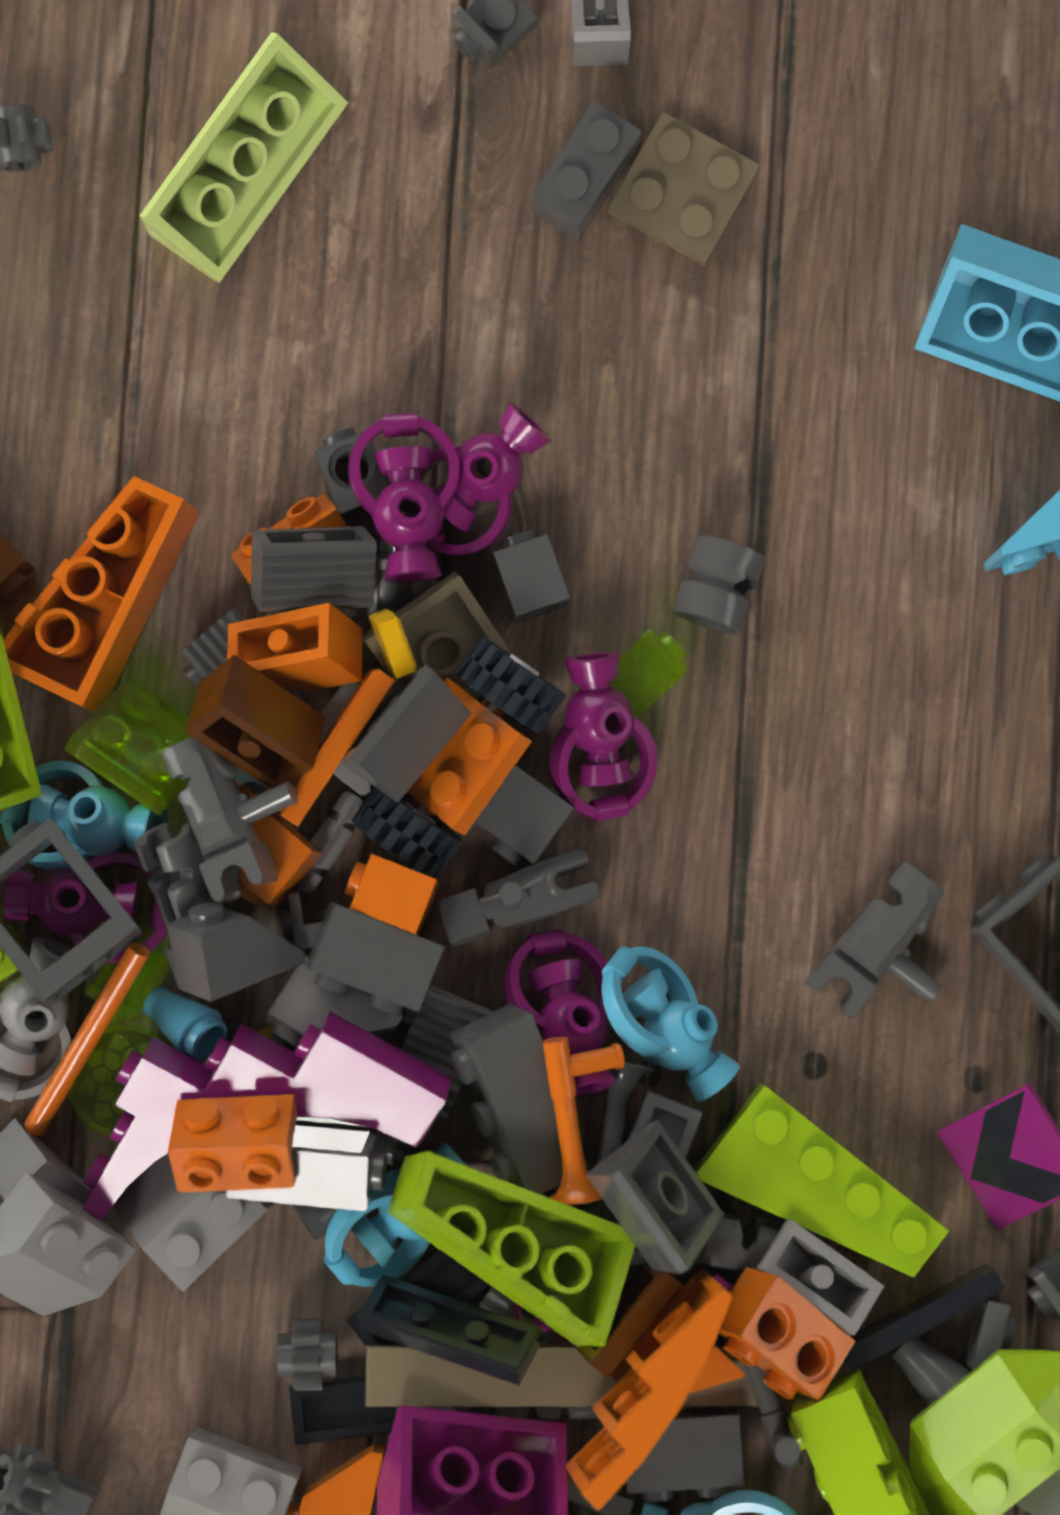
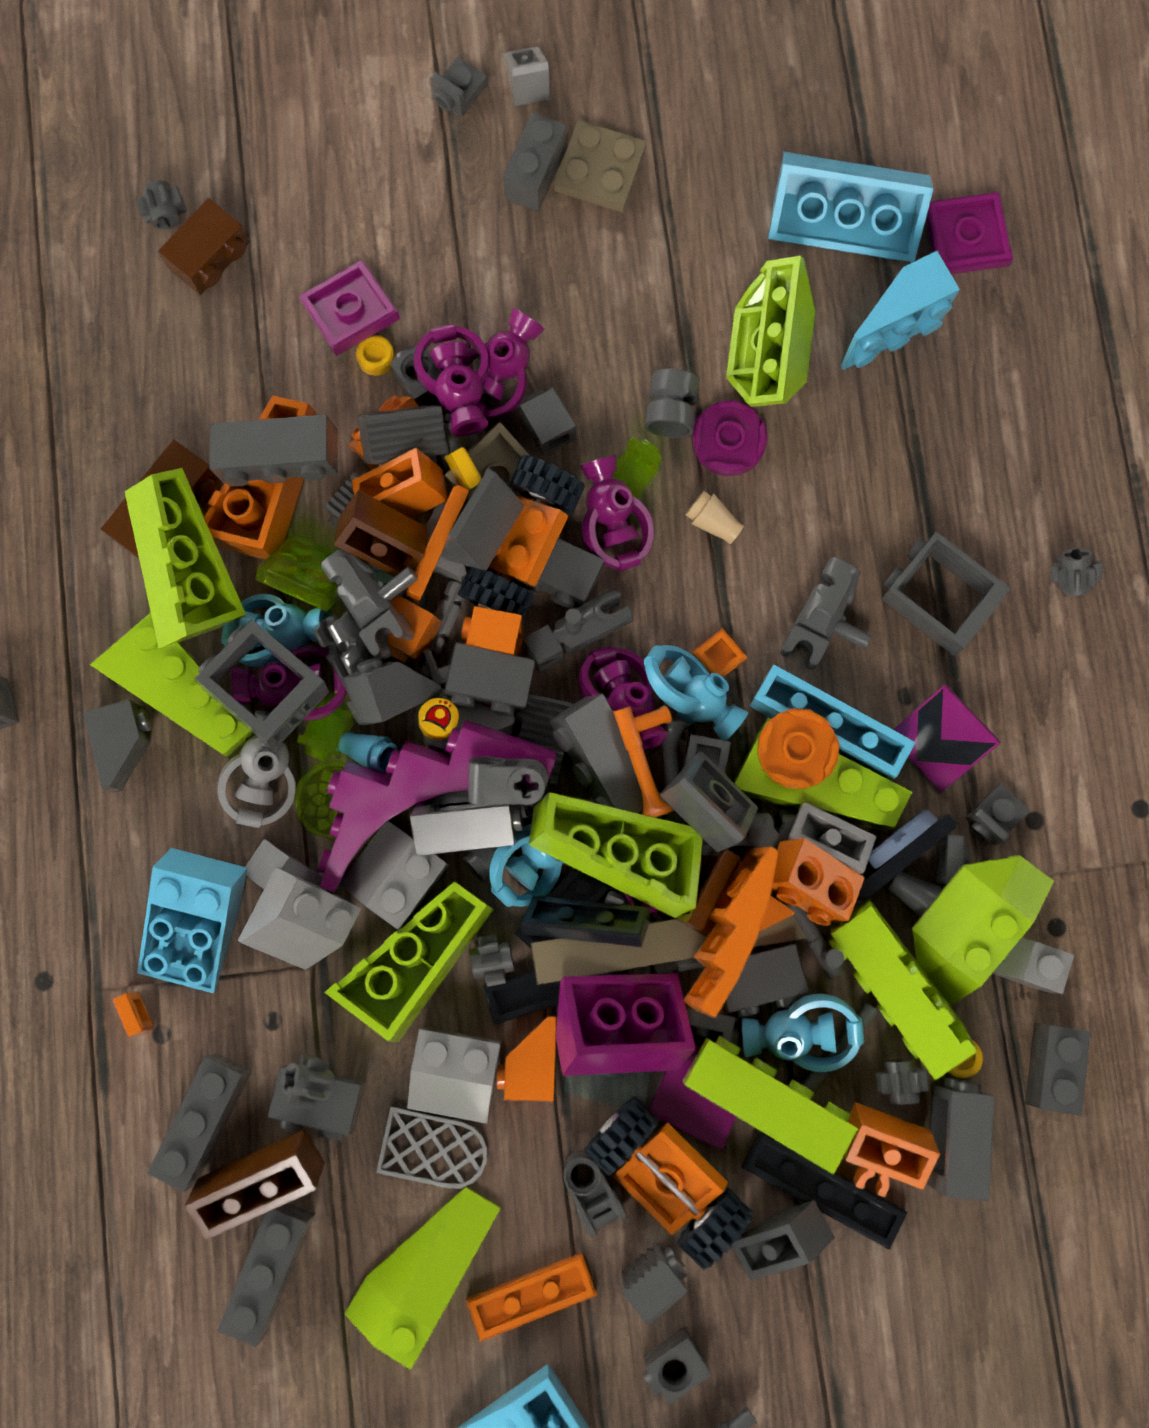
camera: 10 degrees left, 5 degrees down
(71, 215) = (204, 246): none -> reddish brown brick
(86, 1038) = (303, 771): orange bar -> none
(122, 568) = (274, 449): none -> dark grey brick
(179, 1352) = (409, 967): none -> lime wedge
(233, 1143) = (414, 815): orange bracket -> none
(243, 159) = (310, 192): yellowish green slope -> none
(269, 346) = (349, 307): none -> magenta tile
(292, 1002) = (438, 718): none -> yellow tile
(295, 424) = (375, 355): none -> yellow tile
(366, 1120) = (499, 781): none -> dark grey piece
(717, 971) = (720, 654): none -> orange tile
(745, 763) = (713, 517): none -> tan cone
(795, 647) = (729, 438): none -> magenta tile
(796, 1143) = (798, 749): none -> orange tile
(856, 1108) = (858, 735): none -> medium azure brick
(887, 511) = (772, 334): none -> lime wedge
(921, 1293) = (901, 838): none -> sand blue tile

